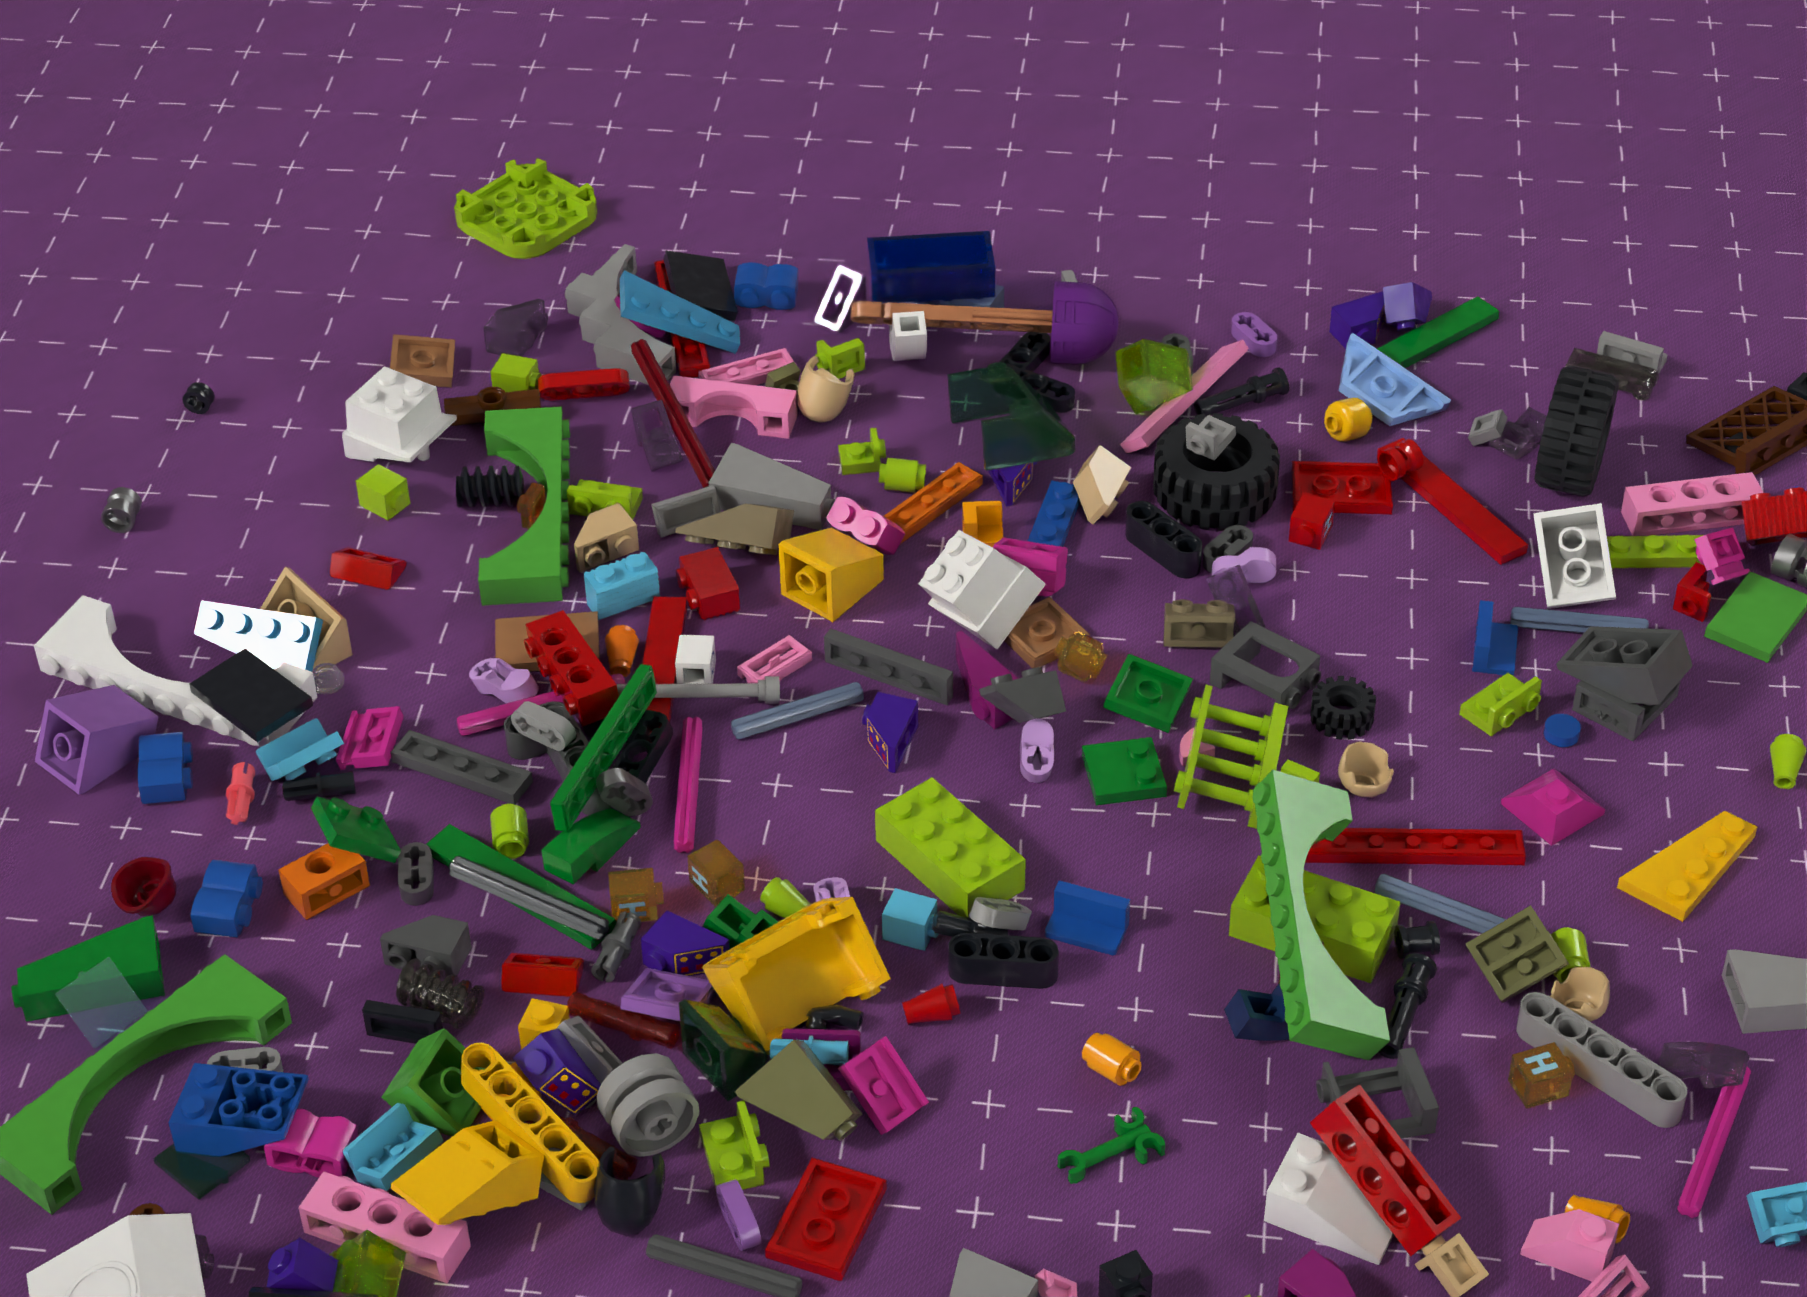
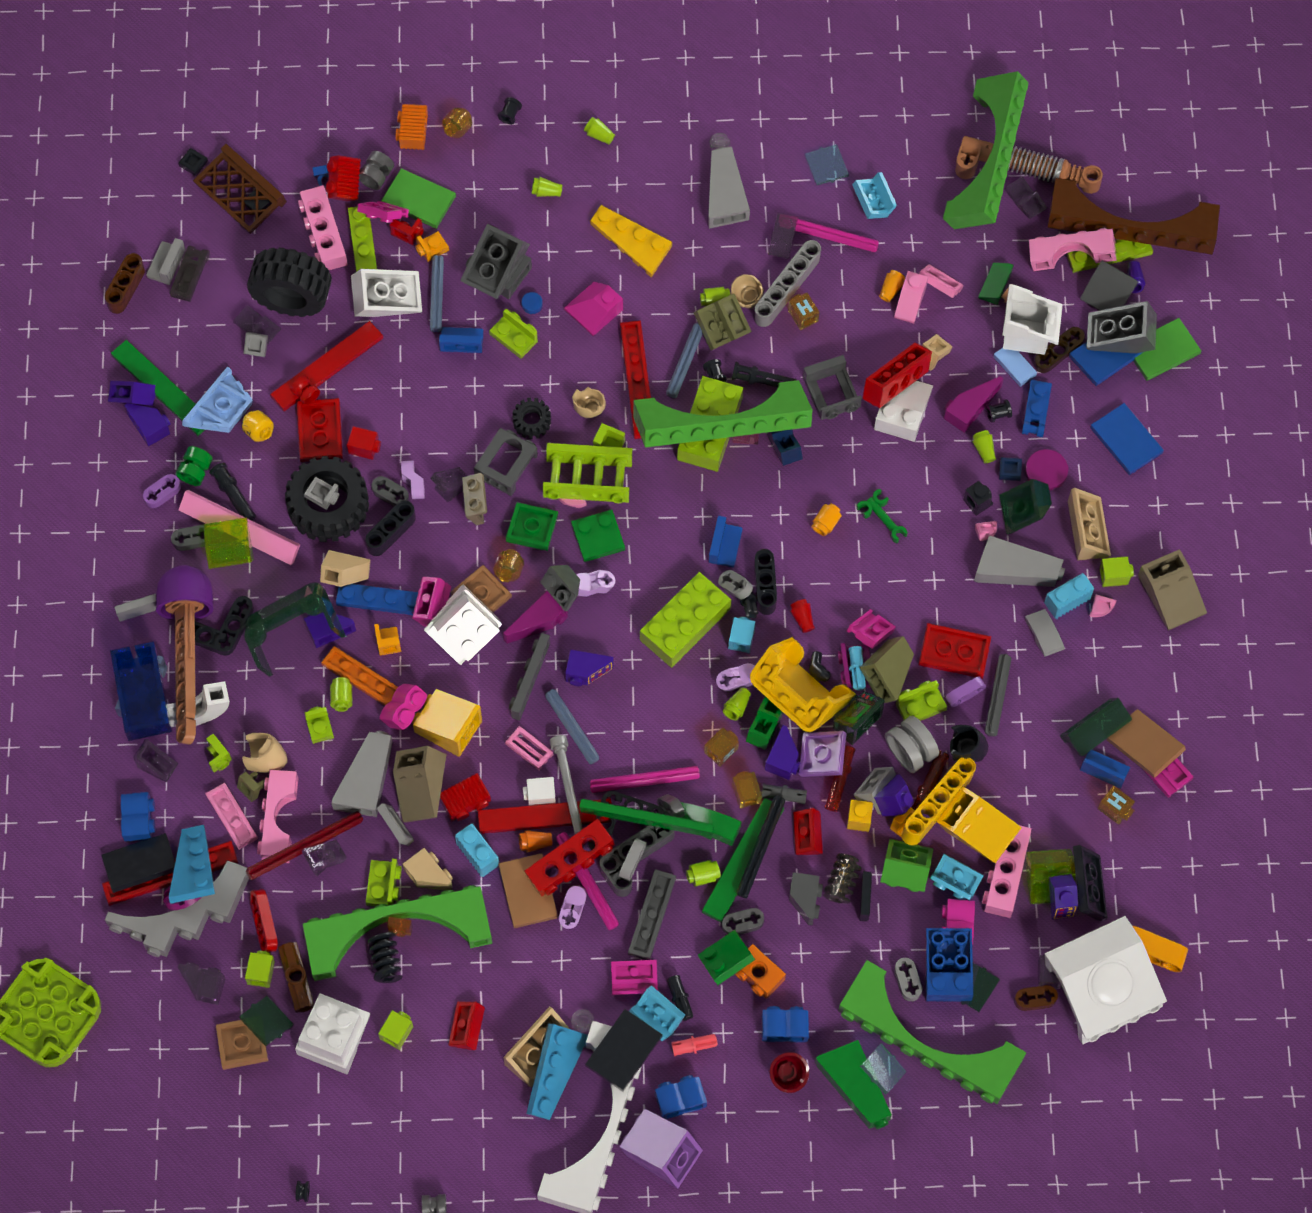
camera: 100 degrees left, 25 degrees up
(447, 374) = (266, 1021): none -> clear green piece
(1292, 356) = (195, 463): none -> green wheel
(1590, 309) = (124, 292): none -> reddish brown beam
(1663, 614) = (431, 246): none -> light orange bracket

